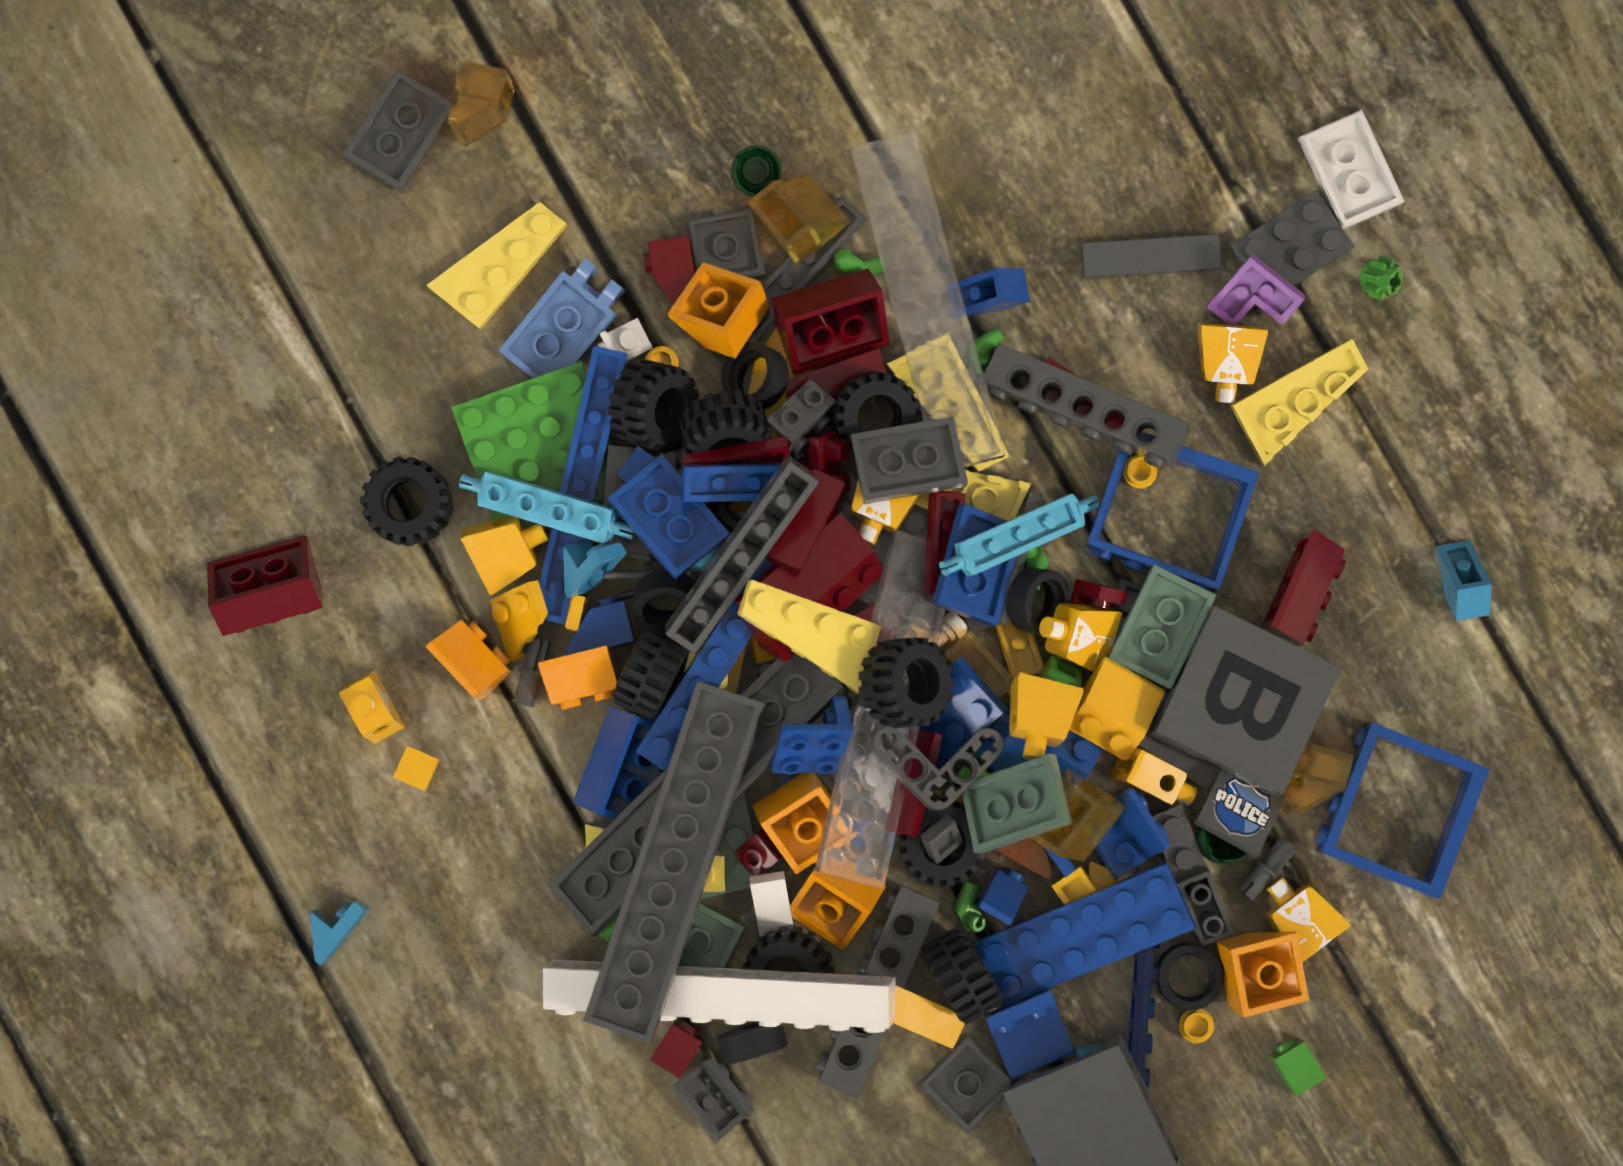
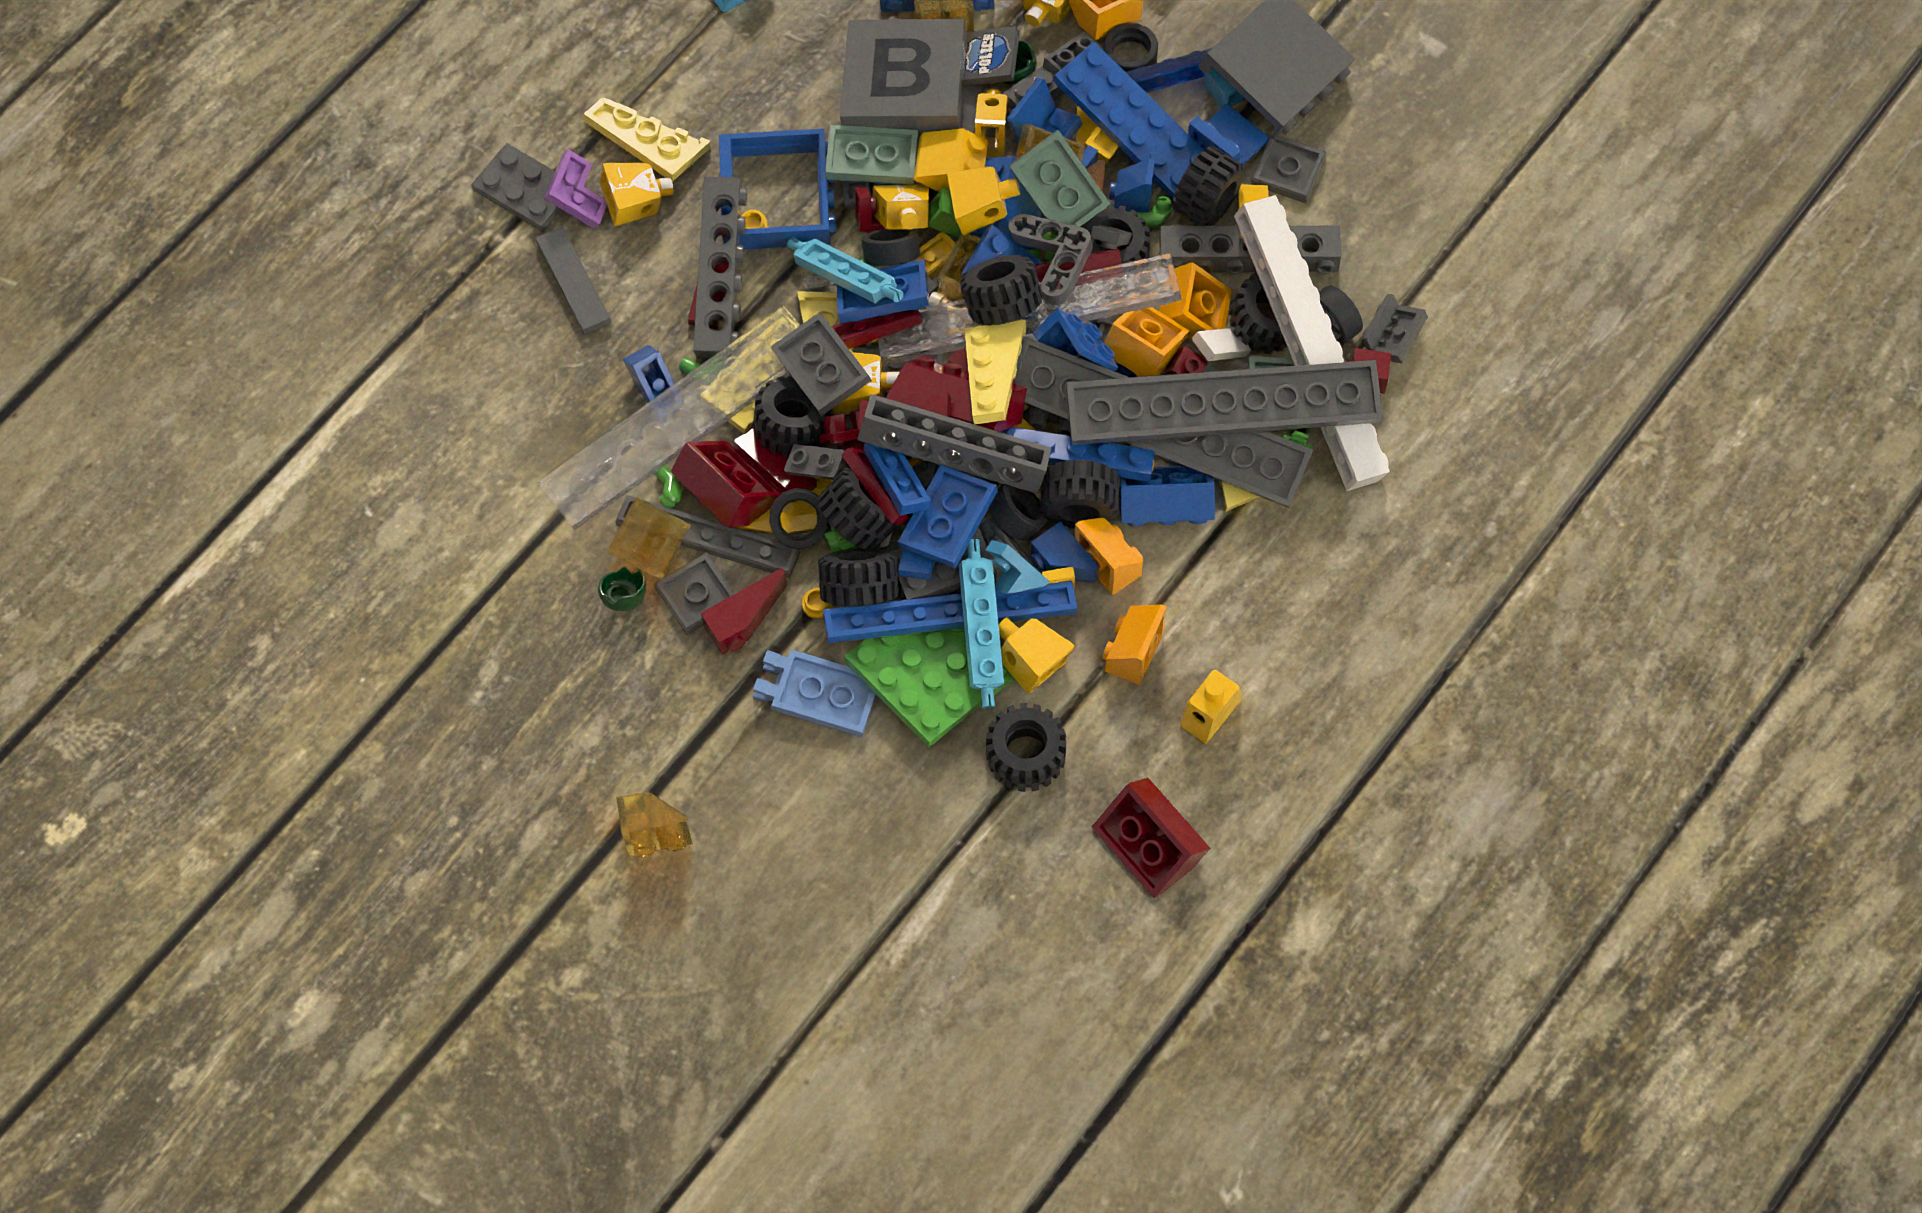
camera: 115 degrees left, 20 degrees down
(329, 936) = (1417, 659): dark azure slope -> none
(399, 131) = (701, 892): dark grey plate -> none
(416, 768) = (1245, 656): yellow tile -> none
(494, 269) = (797, 768): light yellow wing -> none
(518, 617) = (1080, 619): yellow wing -> none
(530, 672) = (1122, 598): dark grey axle -> none
(627, 339) = (810, 637): white bracket -> none
(720, 309) = (753, 560): light orange slope -> none
(1196, 1025) = (1166, 34): yellow plate -> none
(1267, 869) = (1027, 30): dark grey axle -> none
(1304, 588) = (797, 80): dark red slope -> none
(1351, 169) = (443, 169): white tile -> none
(1381, 277) = (525, 113): bright green gear -> none

